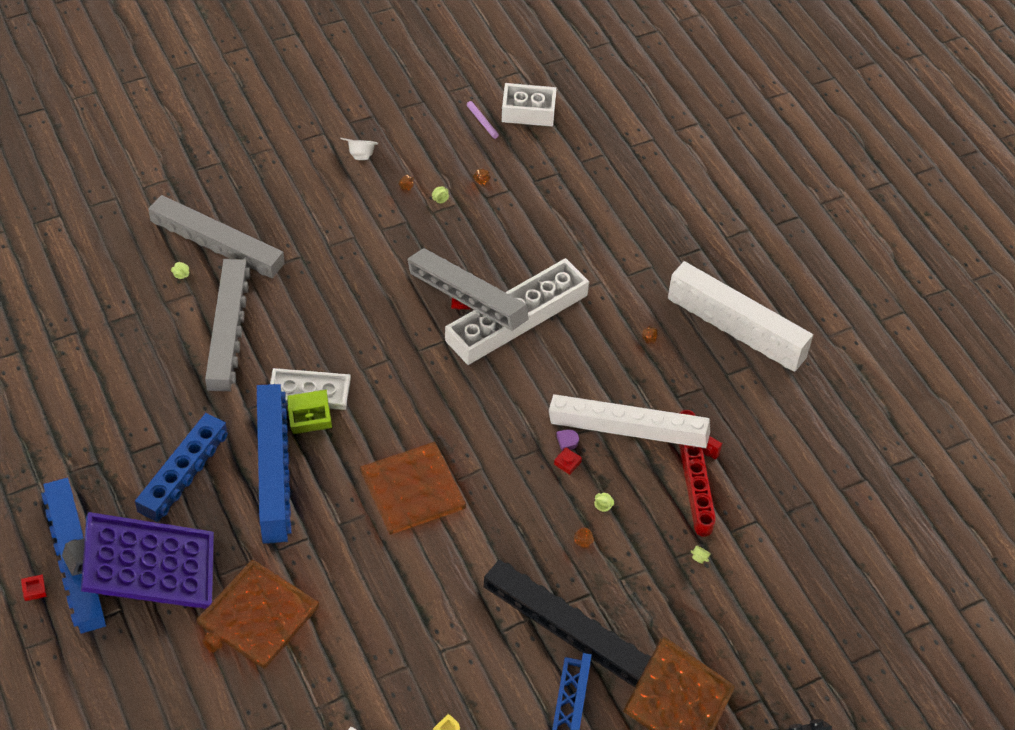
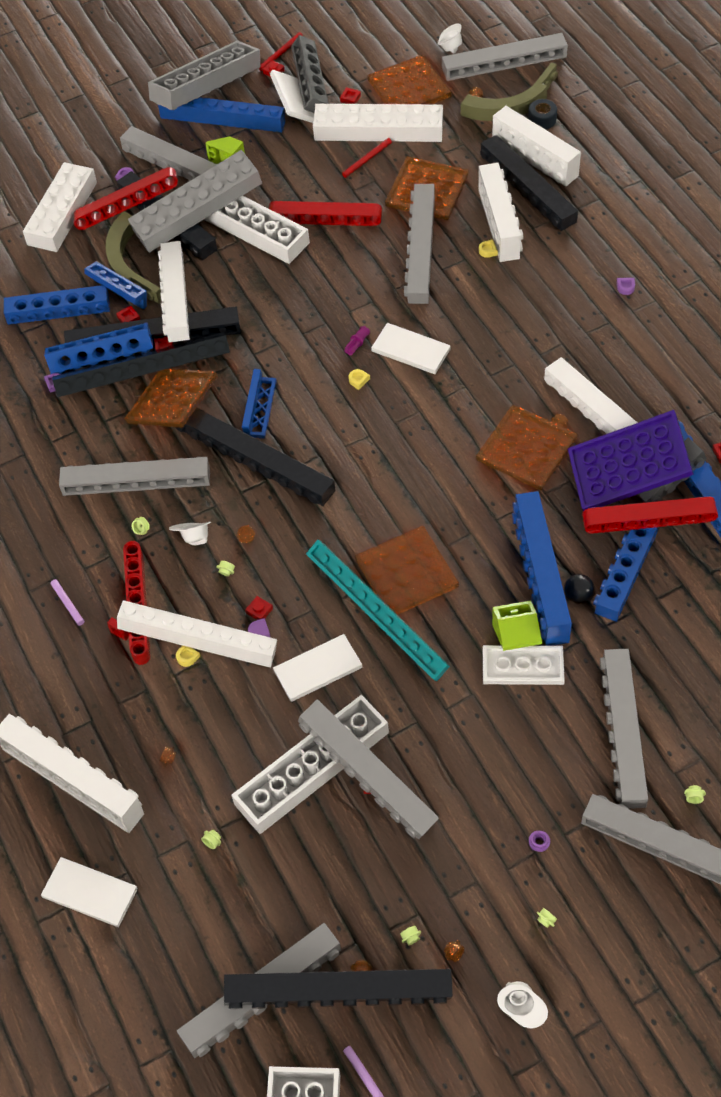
camera: 175 degrees left, 5 degrees up
(144, 497) = (649, 515): none -> red beam
(165, 657) = (586, 397): none -> white brick
(236, 452) = (579, 588): none -> black hair
(323, 248) = (542, 836): none -> medium lavender plate
(328, 197) = (546, 918): none -> yellowish green plate
(449, 448) = (378, 610): none -> teal plate
(500, 154) = (337, 987): none -> black brick
(509, 401) = (317, 667): none -> white tile
(561, 168) = (218, 1020): none -> light grey brick
(606, 269) = (211, 839): none -> yellowish green plate
(645, 542) = (193, 532): none -> white piece
(707, 243) = (89, 892): none -> white tile
(714, 613) = (134, 476): none -> light grey brick
(769, 484) = (67, 602): none -> lavender bar

